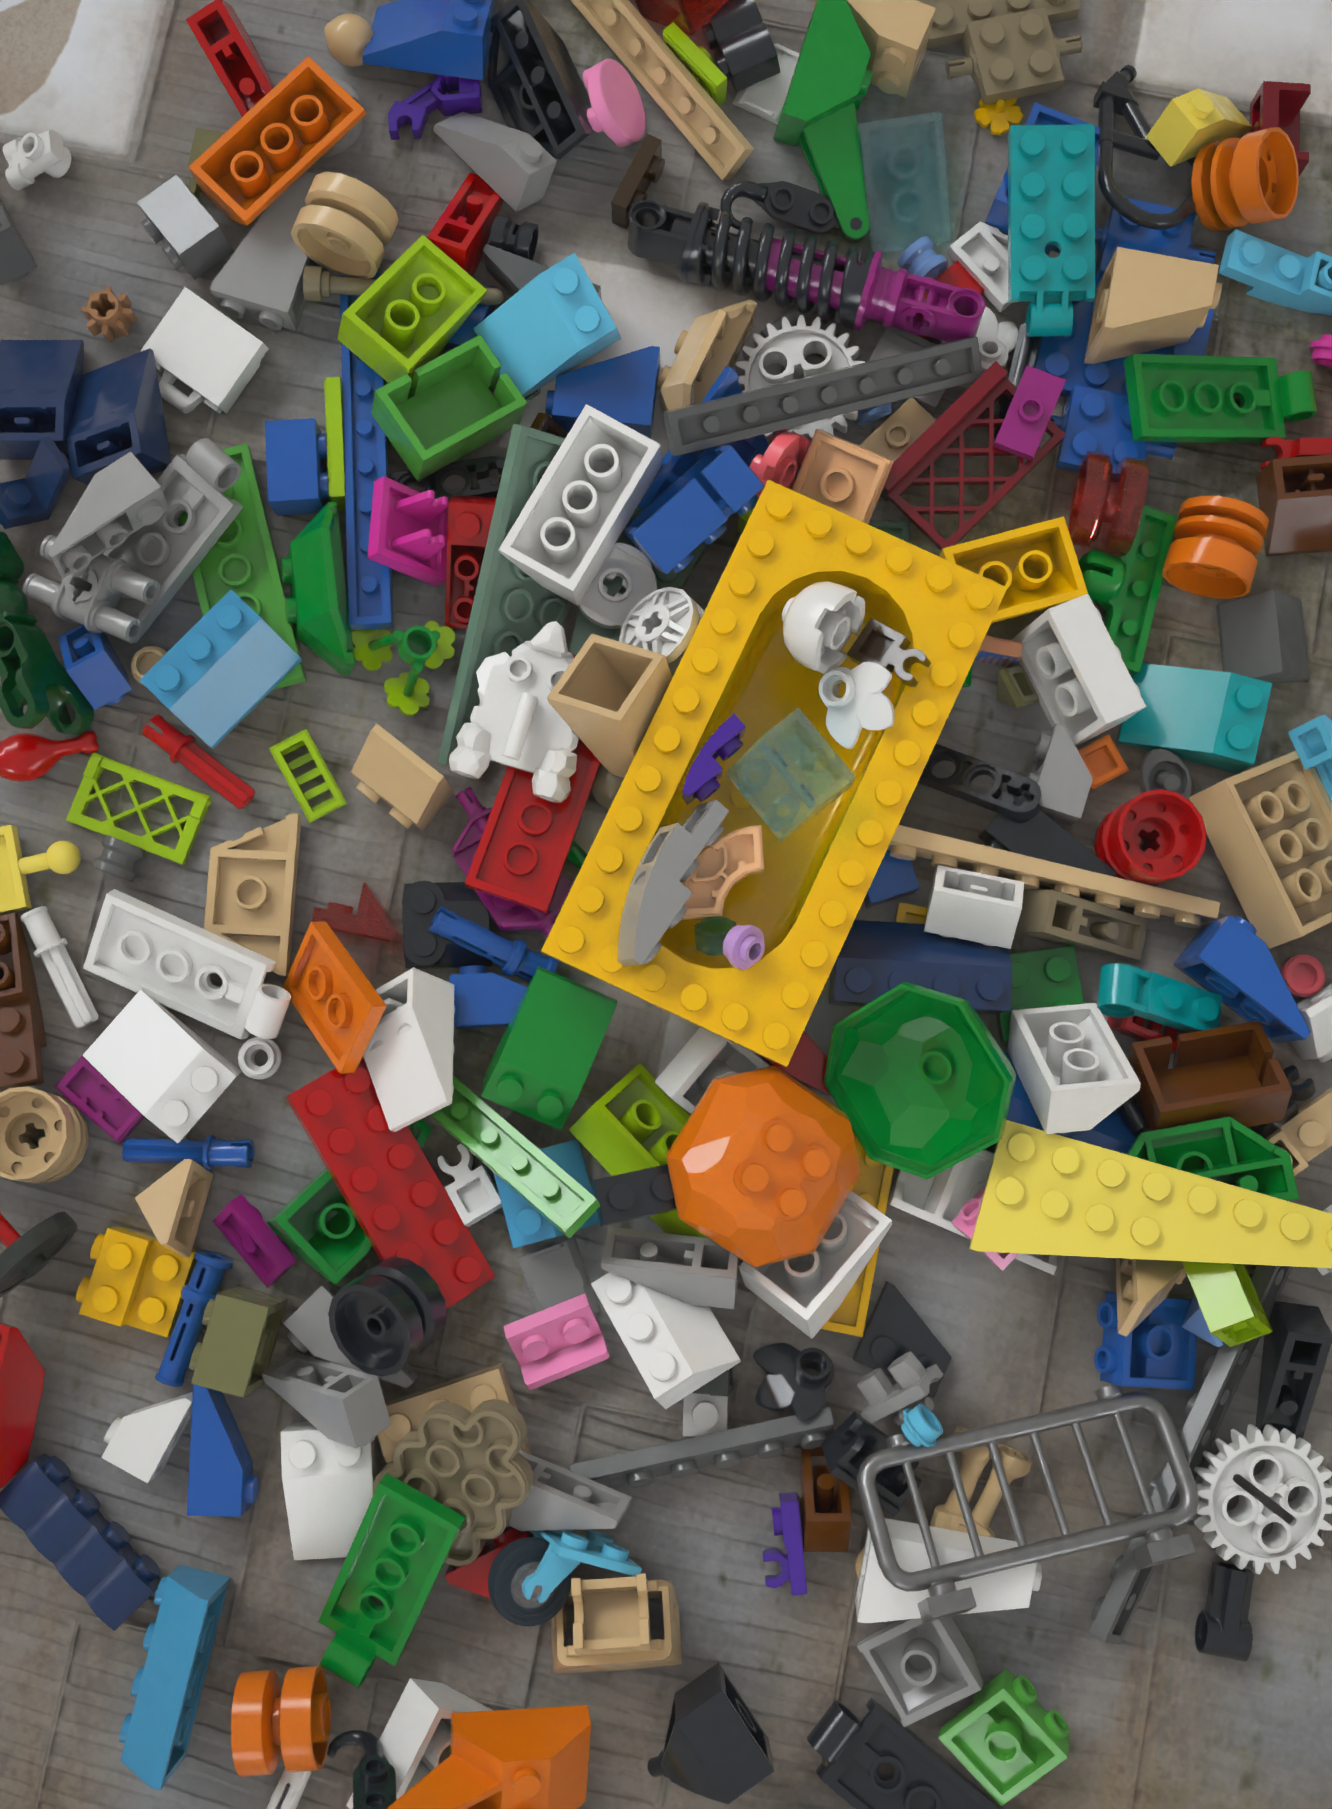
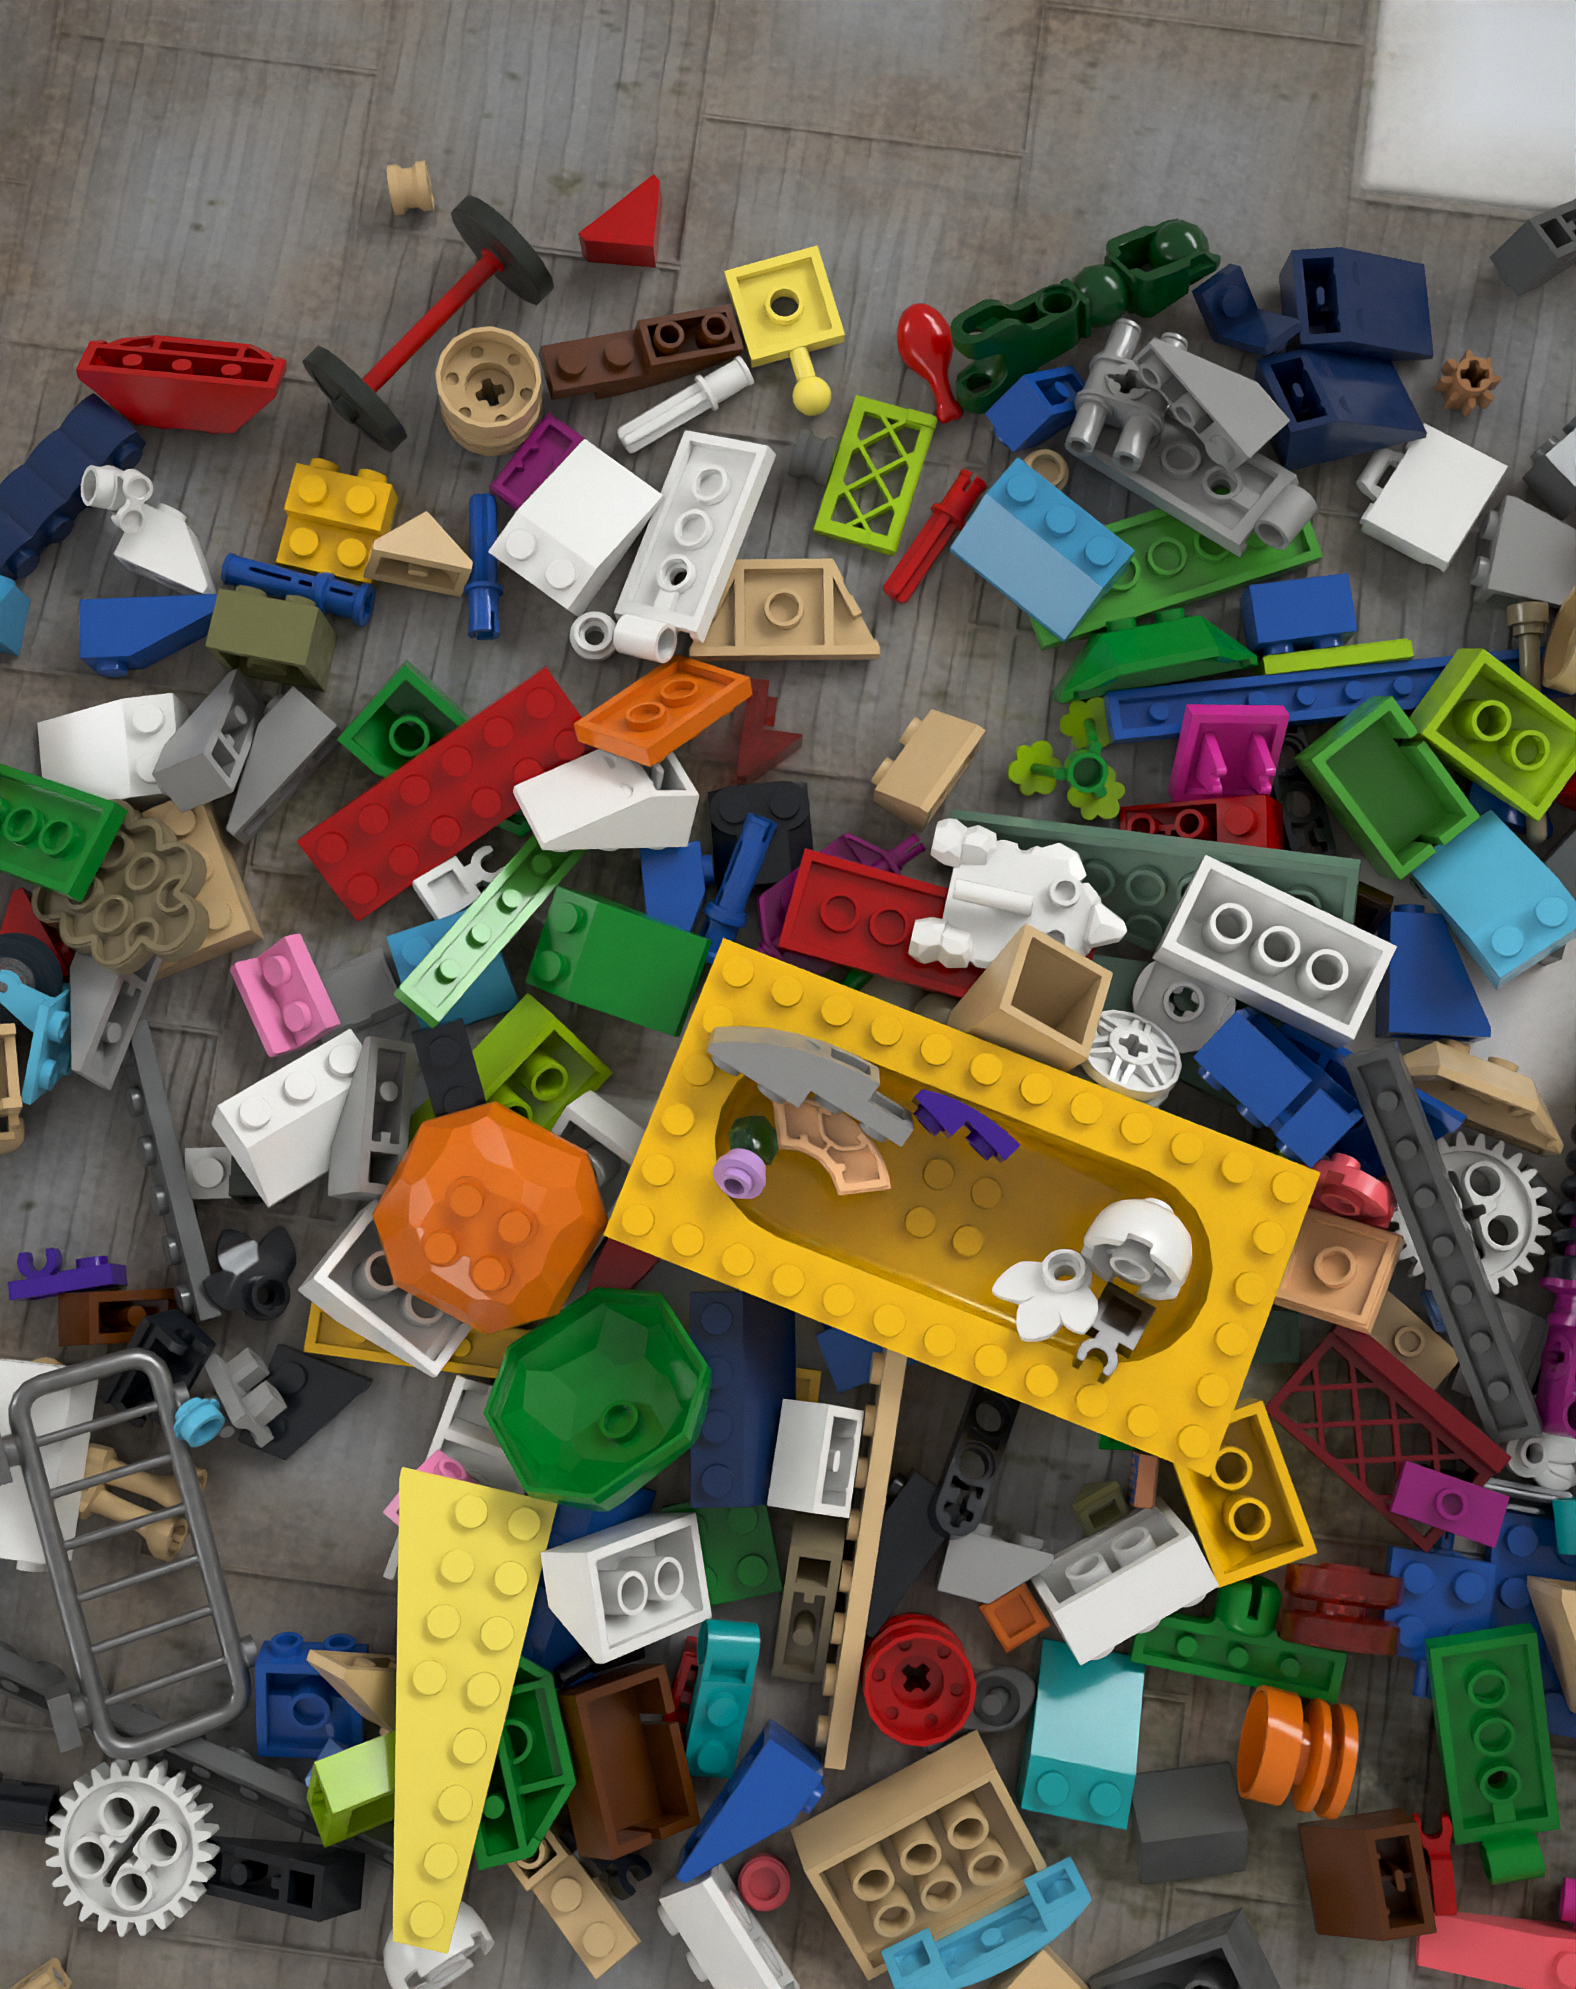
camera: 85 degrees right, 0 degrees up
(91, 1474) = (119, 493): none -> white plate
(254, 1240) = (386, 648): magenta plate -> none
(291, 744) = (951, 625): lime slope -> none
(387, 1316) = (301, 798): black wheel -> none
(790, 775) = (951, 1218): clear light blue slope -> none

